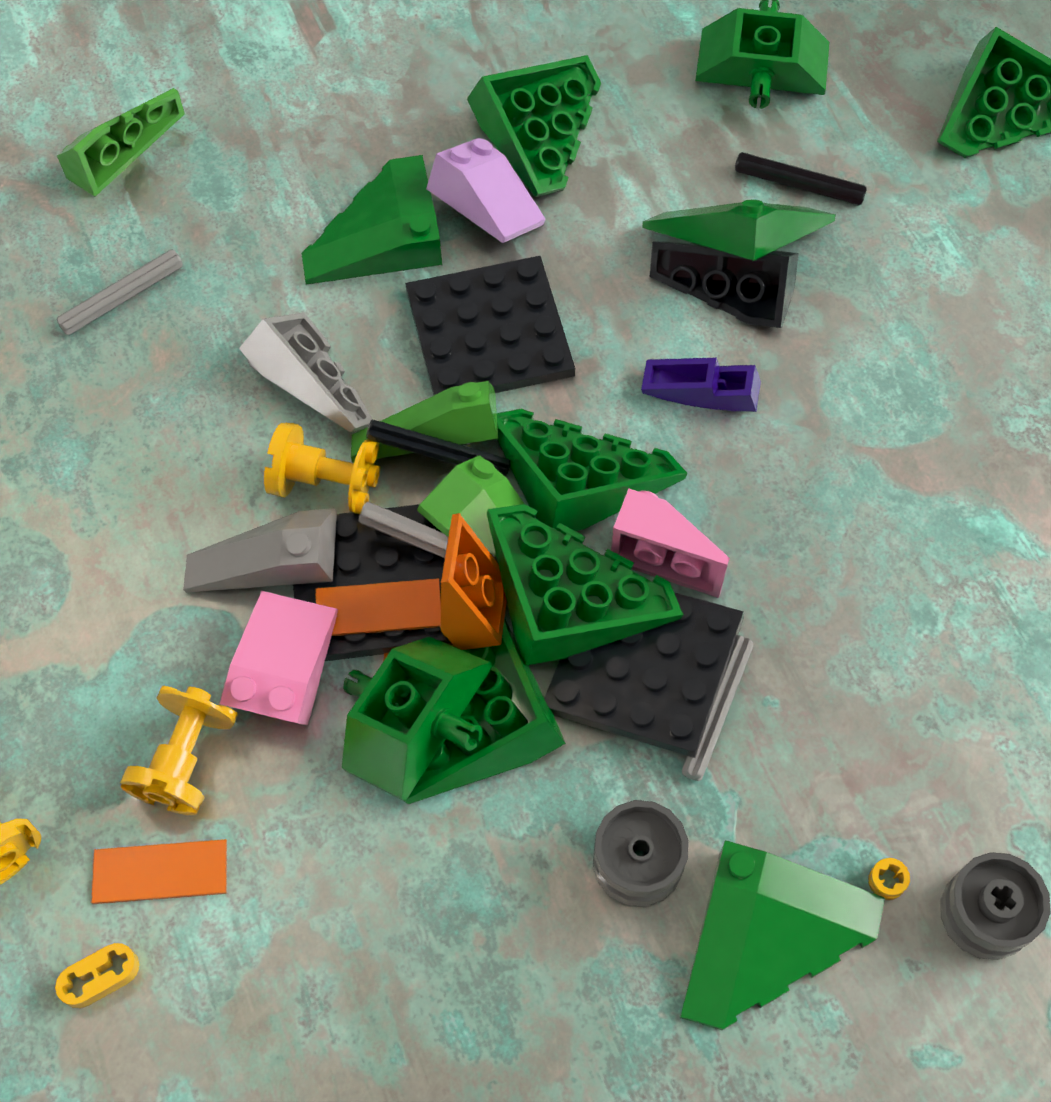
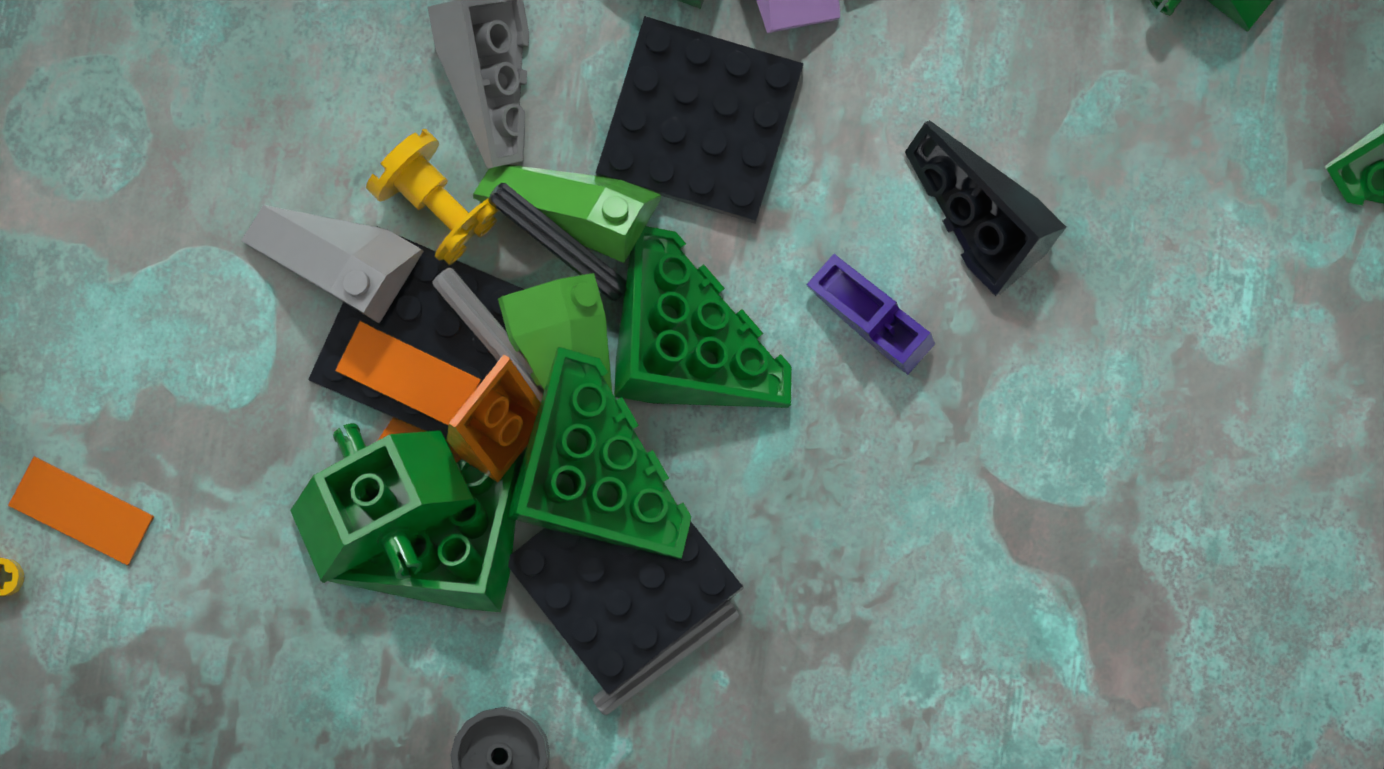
camera: 25 degrees right, 20 degrees up
(173, 763) = (136, 426): yellow piece -> none
(280, 658) = (286, 377): bright pink slope -> none
(667, 544) = (707, 463): bright pink slope -> none
(741, 228) = (1028, 164): green slope -> none
(800, 178) = (1143, 126): black axle -> none

